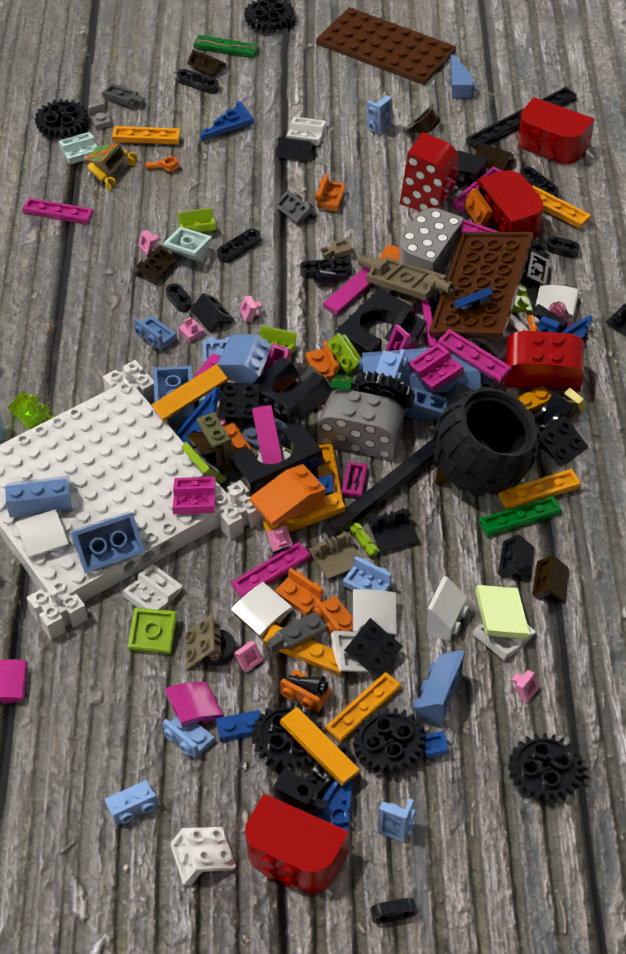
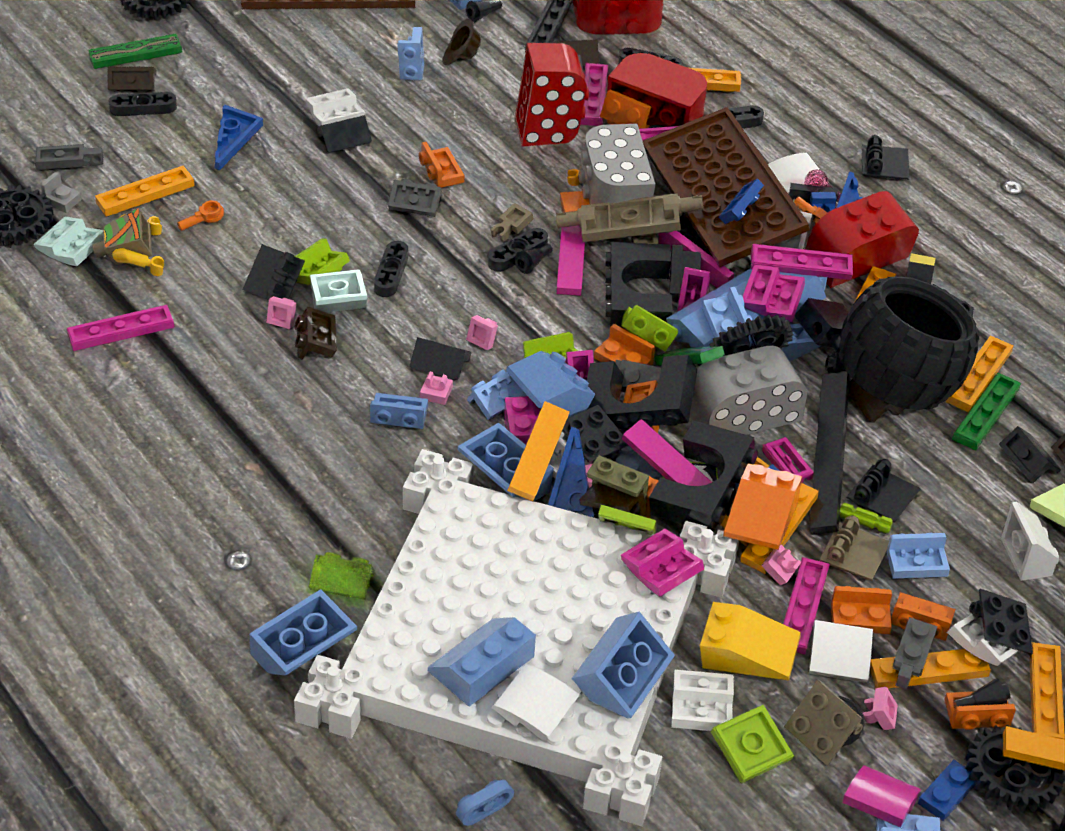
camera: 40 degrees left, 5 degrees down
(163, 217) = (273, 273): none -> black hinge
(182, 295) = (382, 359): black beam -> none
(207, 571) = (747, 643): none -> yellow slope
(374, 605) = (958, 583): white slope -> none
(460, 102) = (478, 9): none -> black cone

